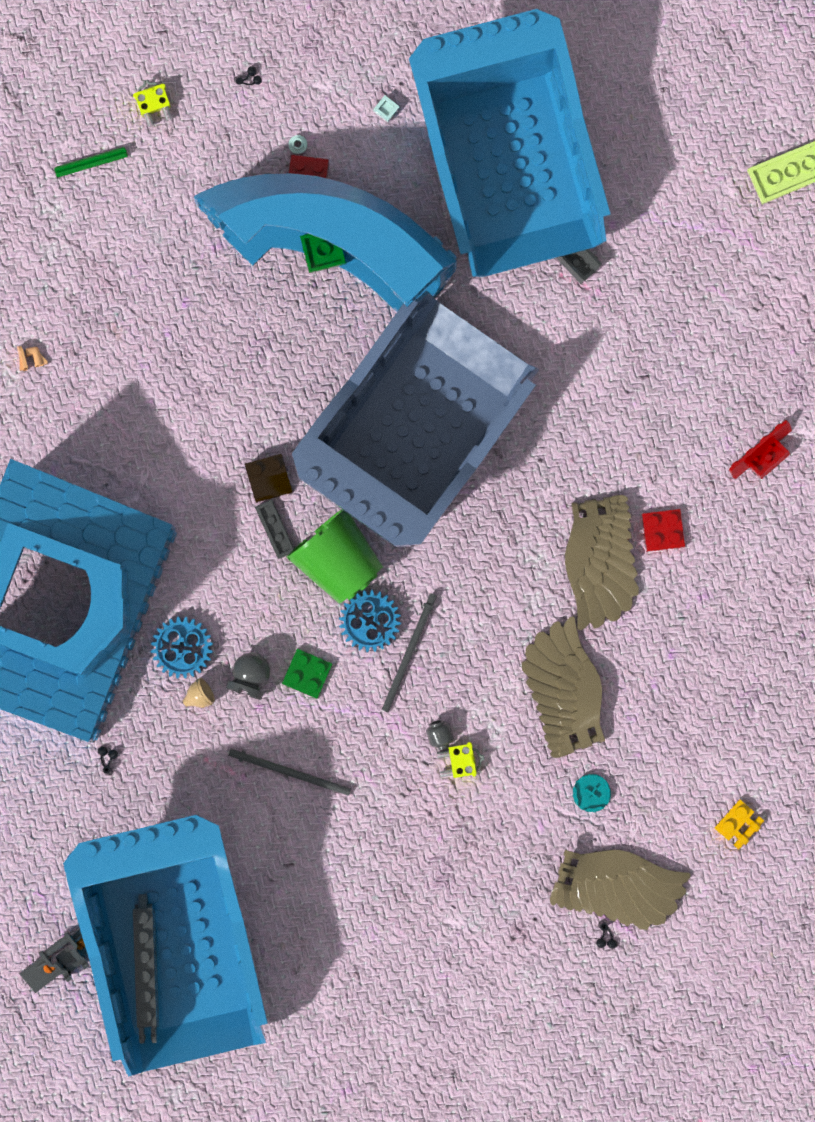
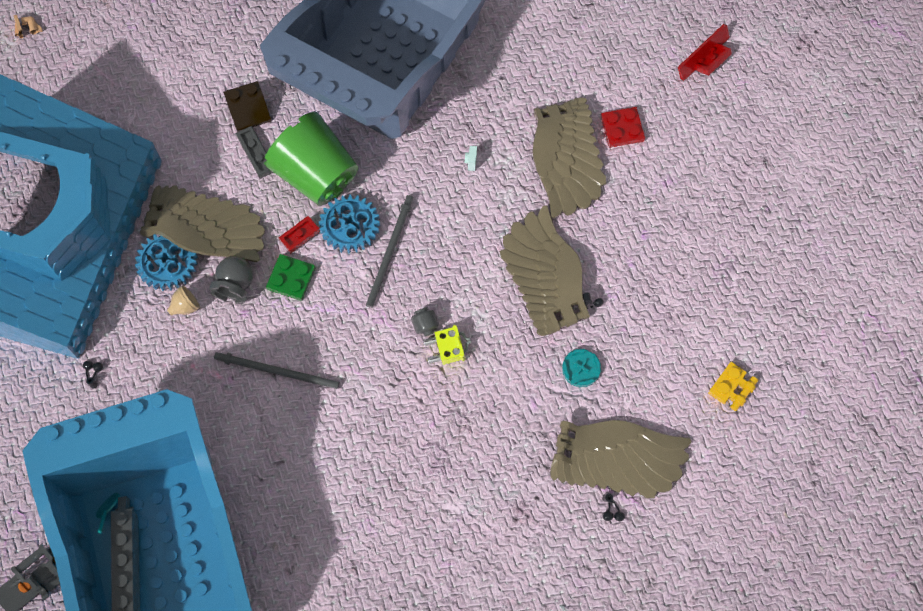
camera: 10 degrees left, 15 degrees down
(125, 902) = (105, 508): none -> teal piece
(221, 611) = (204, 224): none -> dark tan animal
(317, 628) = (299, 234): none -> red plate
(499, 556) = (470, 158): none -> light aqua plate
(604, 724) = (587, 300): none -> black piece

